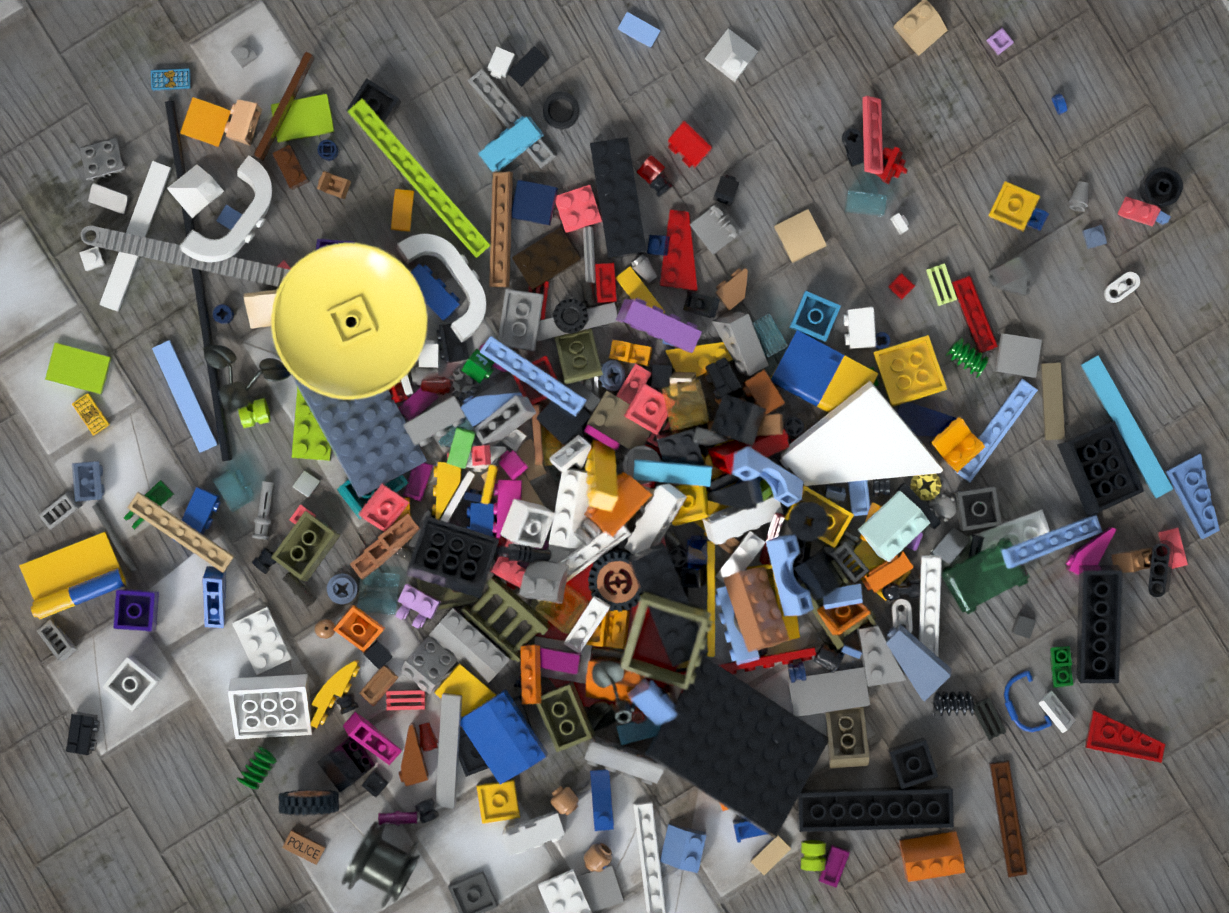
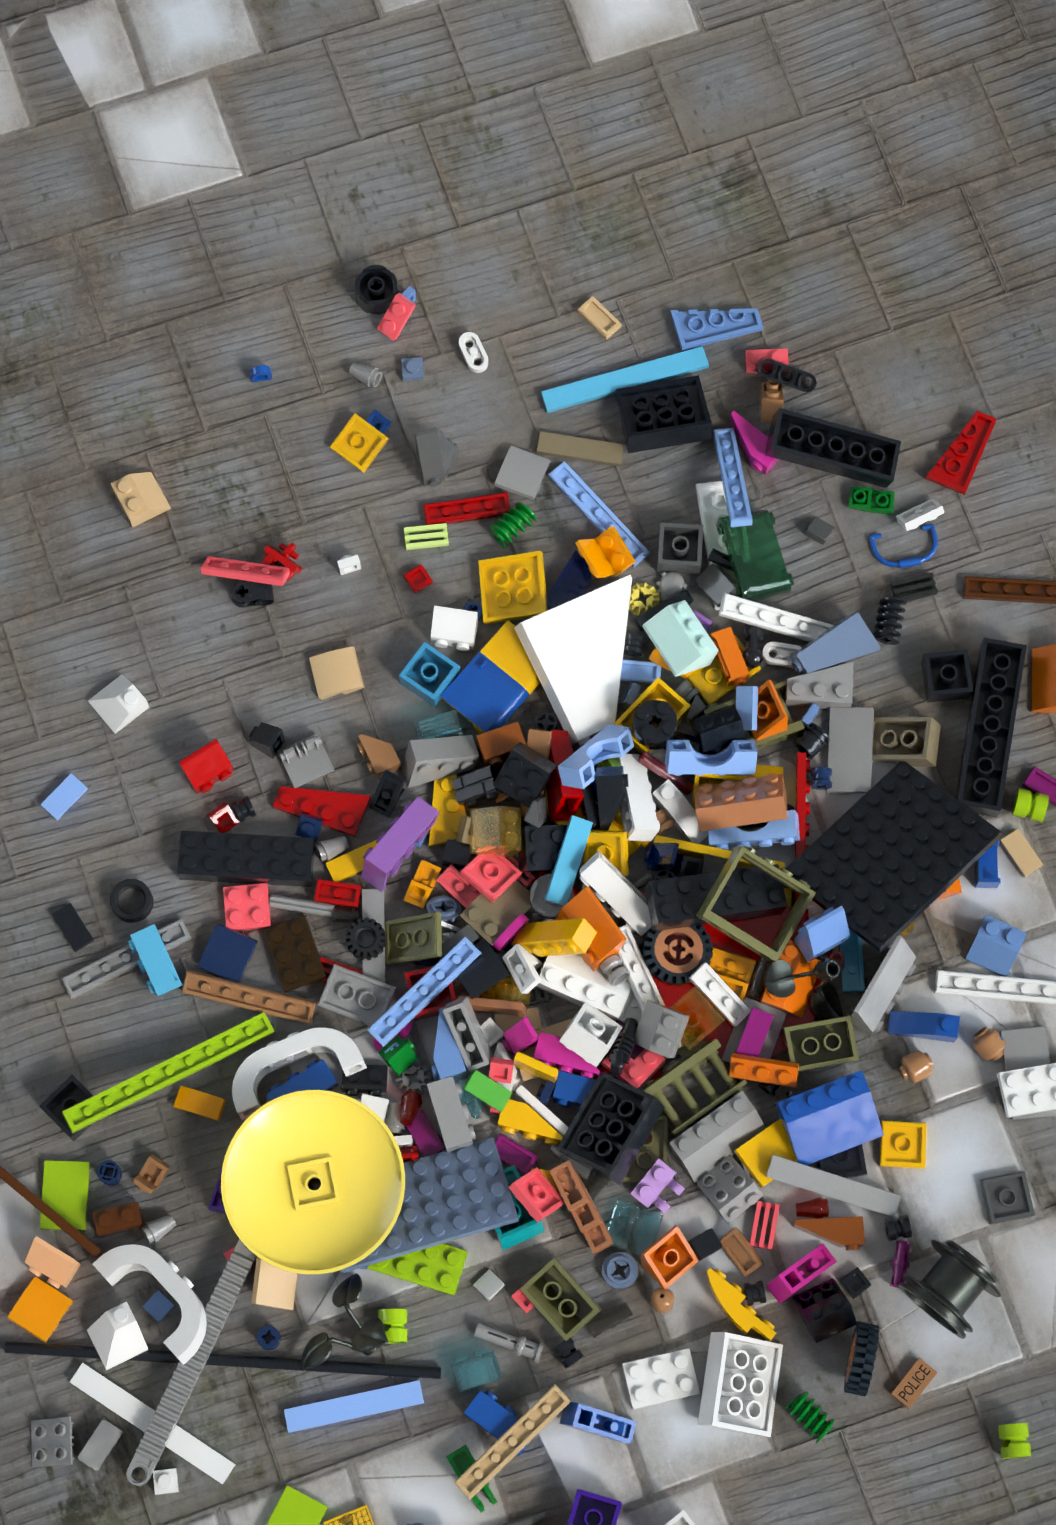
camera: 80 degrees left, 15 degrees down
(292, 201) = (157, 1228): none -> light grey cone
(500, 63) = (61, 955): white brick -> none
(533, 833) = (946, 1109): white wedge -> none
(860, 572) = (721, 683): dark grey slope -> none
(865, 203) = (318, 595): clear light blue brick -> none
(1000, 41) = (177, 420): lavender tile -> none
(1180, 391) = (599, 317): none -> tan tile

